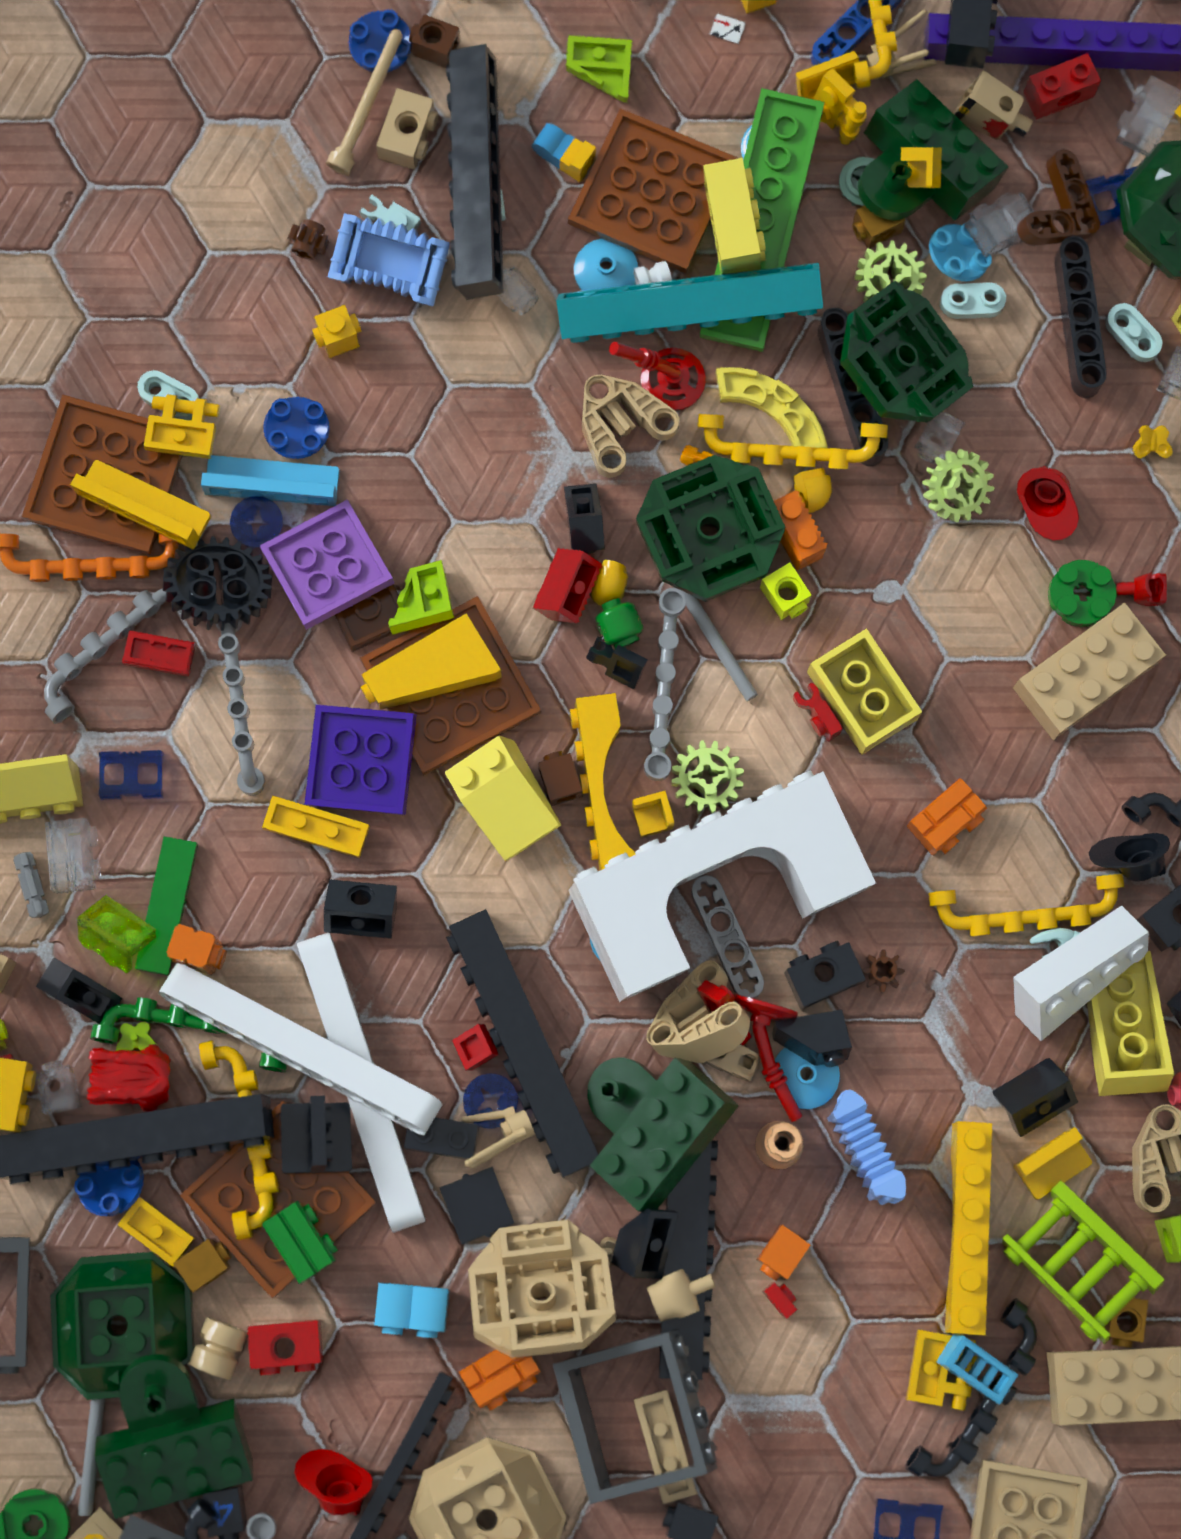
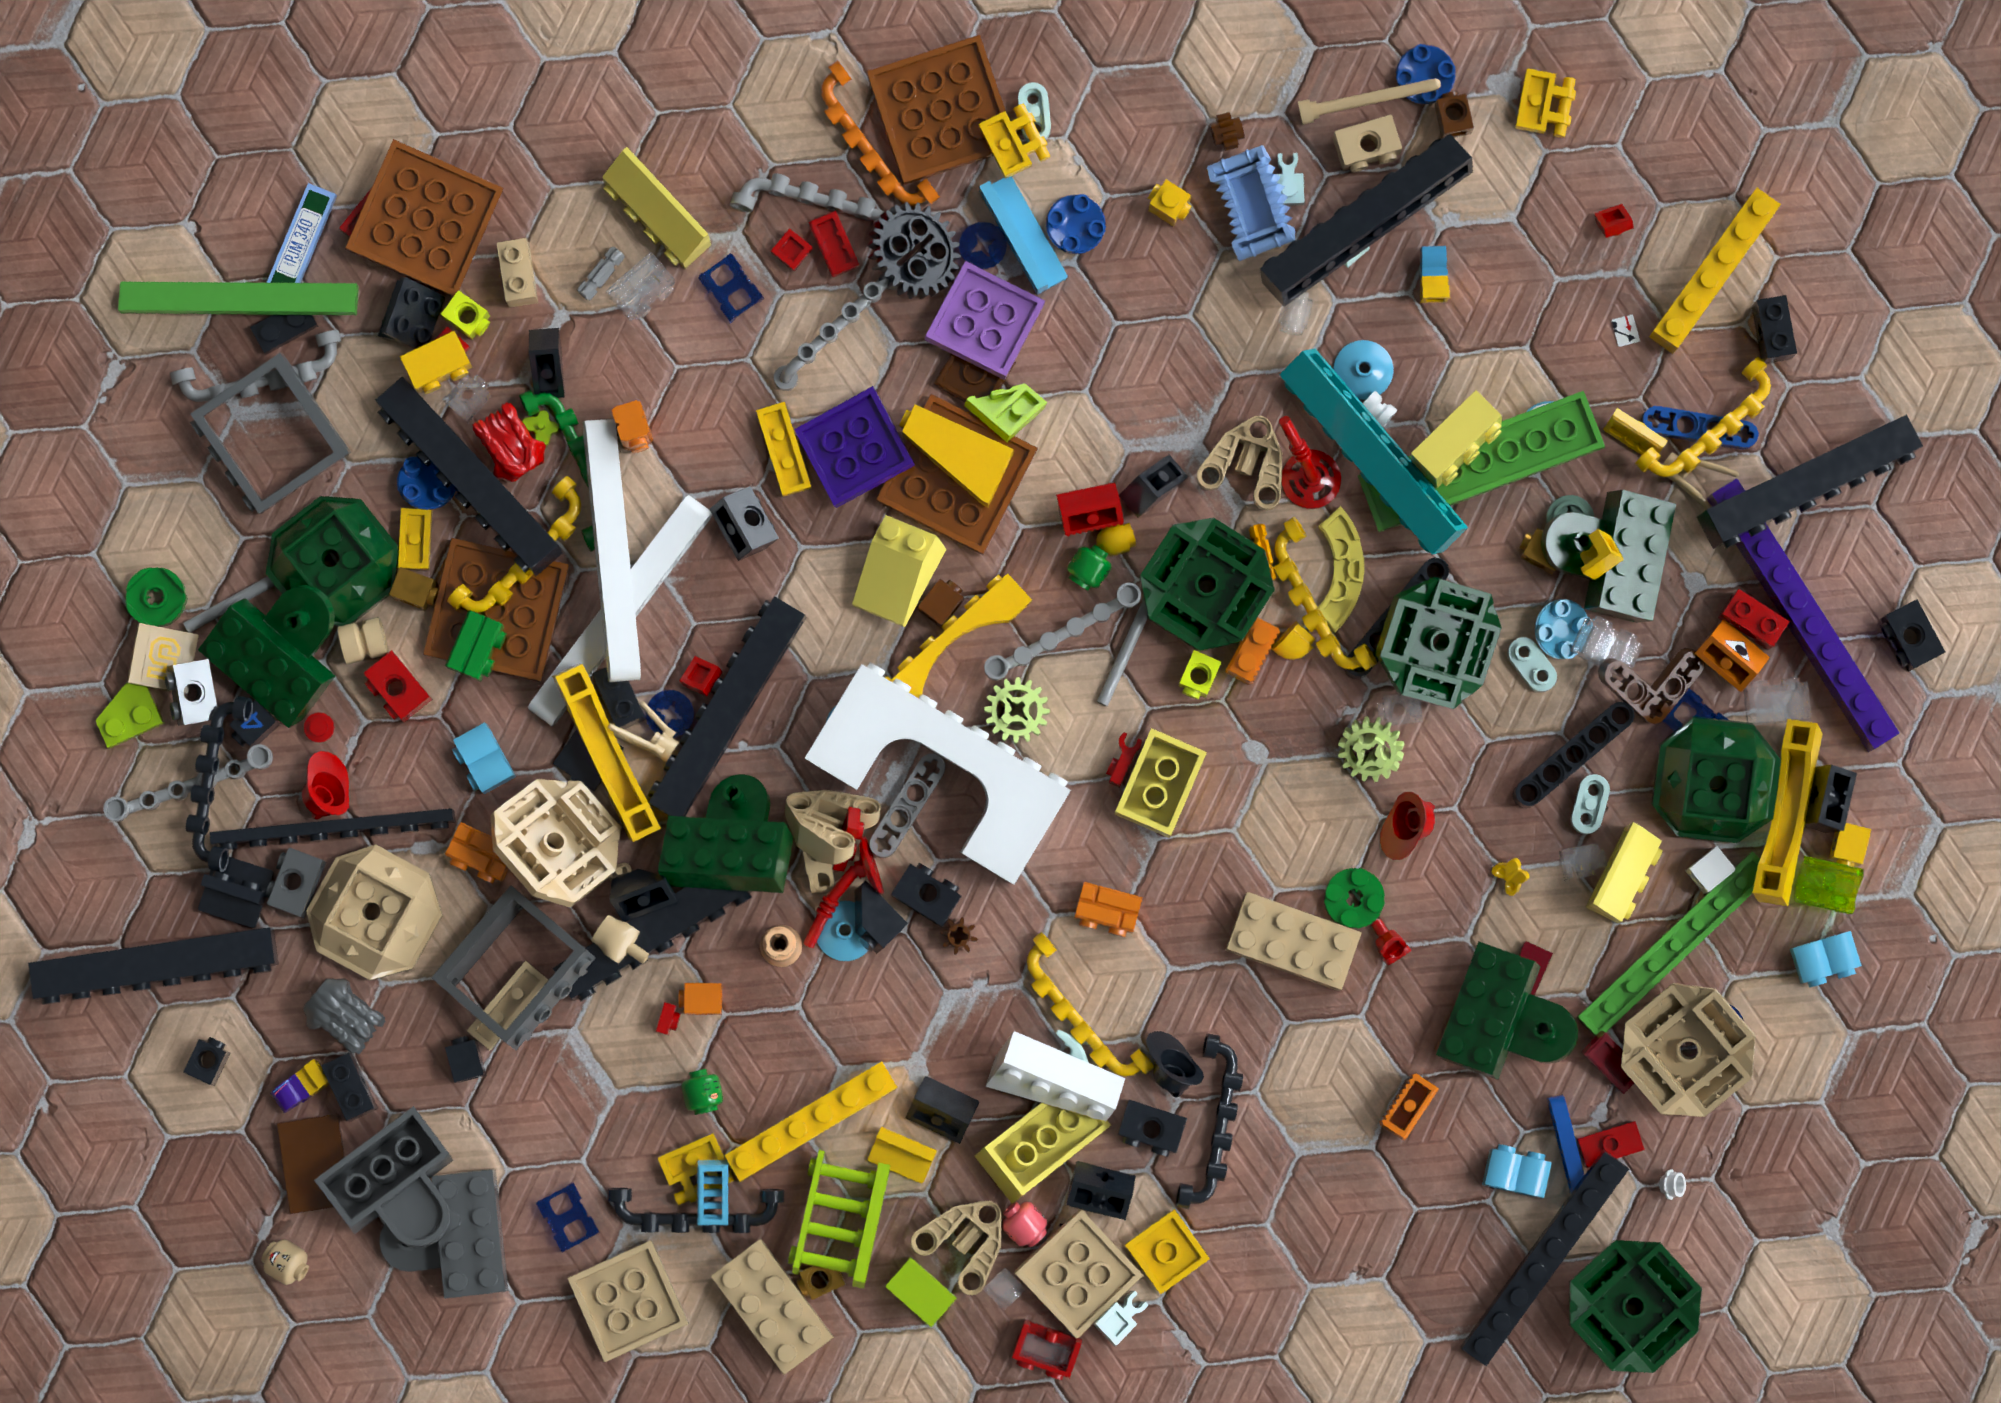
camera: 55 degrees right, 5 degrees up
(113, 932) = (606, 358): clear neon green bracket -> none
(136, 694) = (791, 249): none -> red plate
(142, 503) = (936, 153): yellow panel -> none
(167, 902) = (653, 380): green tile -> none
(271, 1449) = (319, 727): none -> red plate
(316, 1137) = (557, 606): black bracket -> none
(488, 1186) = (605, 752): none -> yellow arch
(601, 63) = (1525, 254): lime wing -> none
(620, 663) = (1059, 587): black plate -> none
(648, 191) = (1446, 354): dark orange plate -> none
(653, 814) = (961, 689): yellow panel -> none
(840, 106) = (1611, 459): yellow plate -> none
(867, 1151) = (814, 1010): light blue piece -> none
(873, 1314) = (702, 1092): none -> green head
(895, 259) = (1498, 577): yellowish green gear -> none
(992, 108) = (1690, 566): tan torso -> none
(1083, 123) = (1732, 655): none -> orange brick

